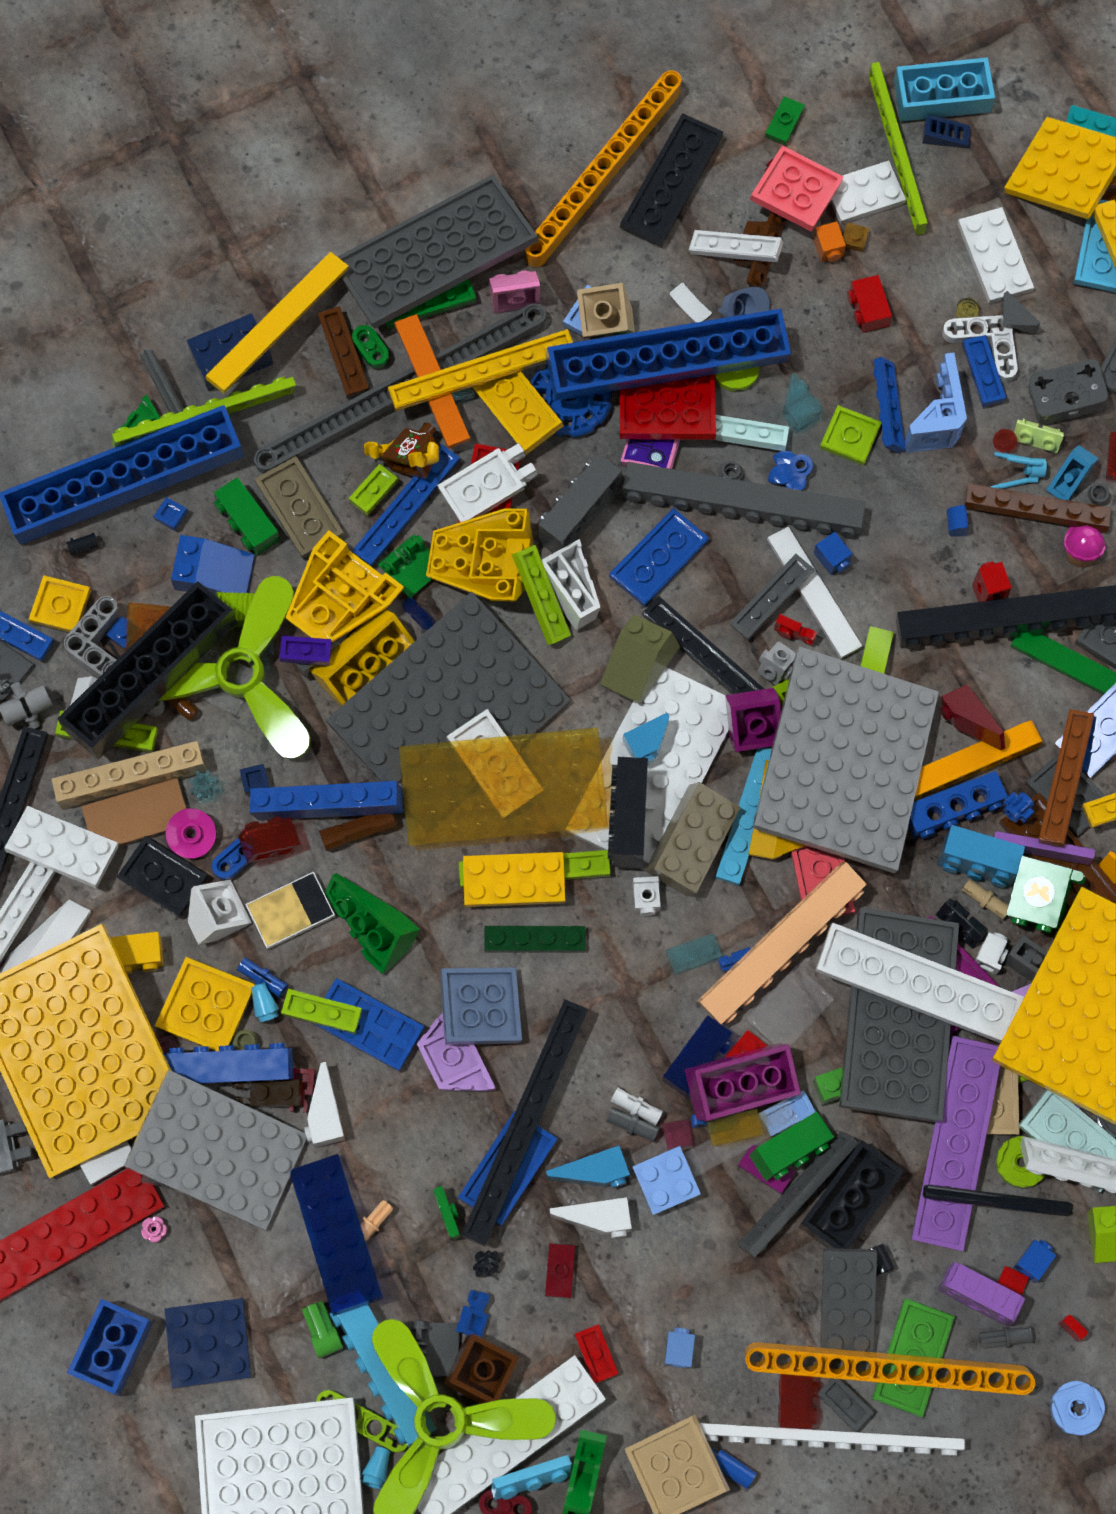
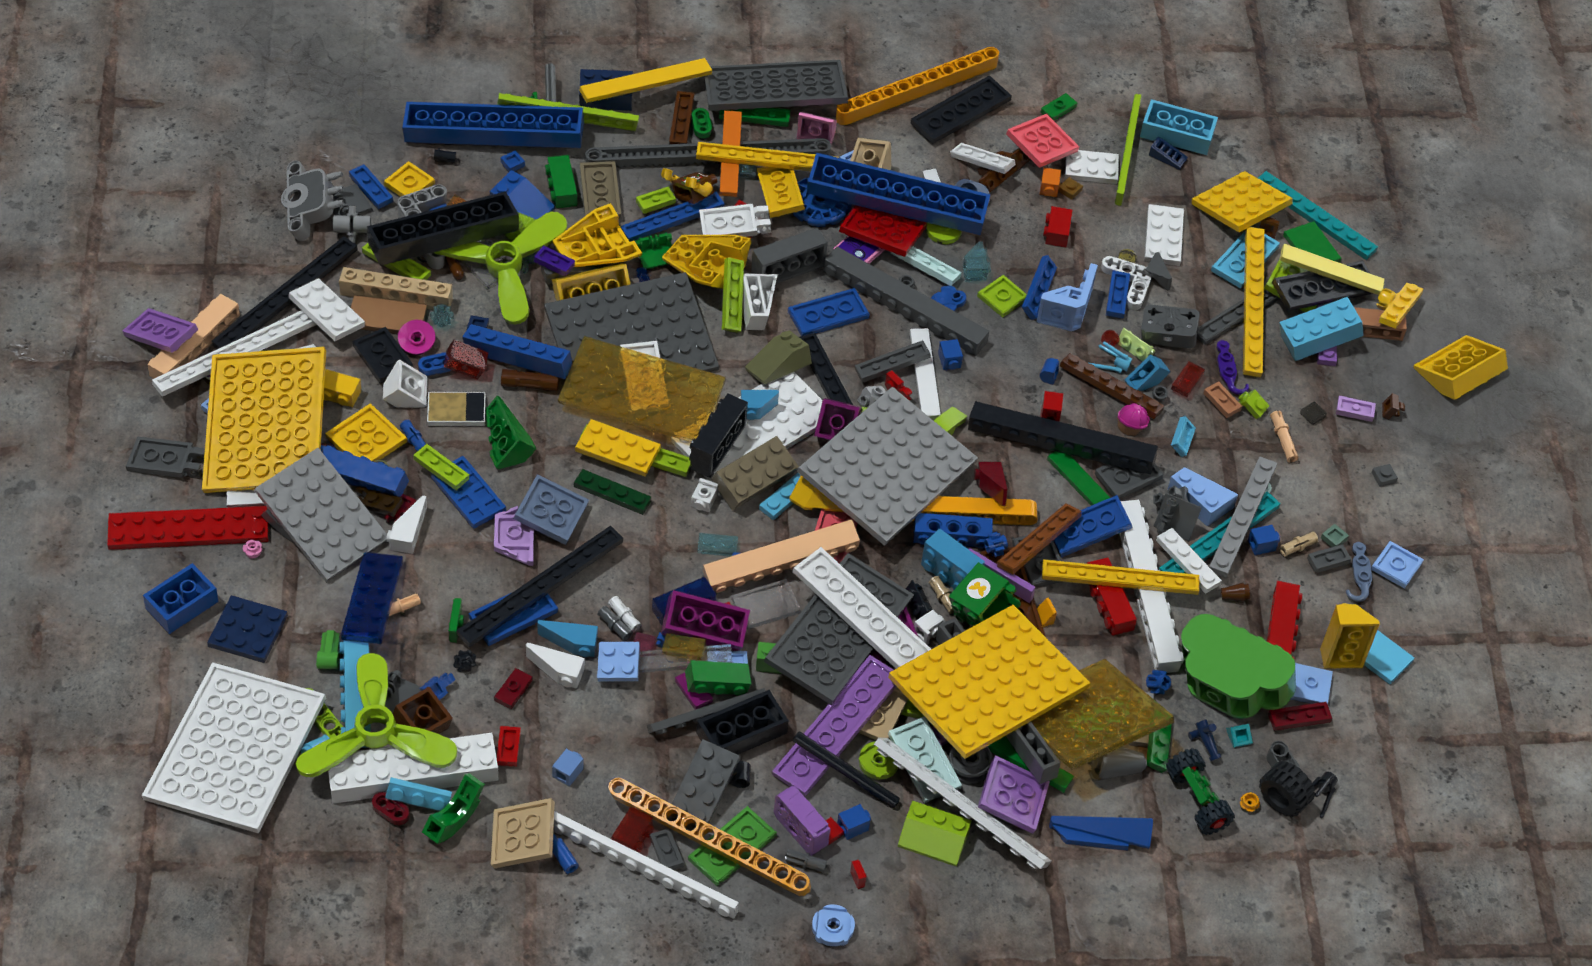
camera: 20 degrees right, 20 degrees down
(264, 1004) = (405, 450): medium azure cone -> none

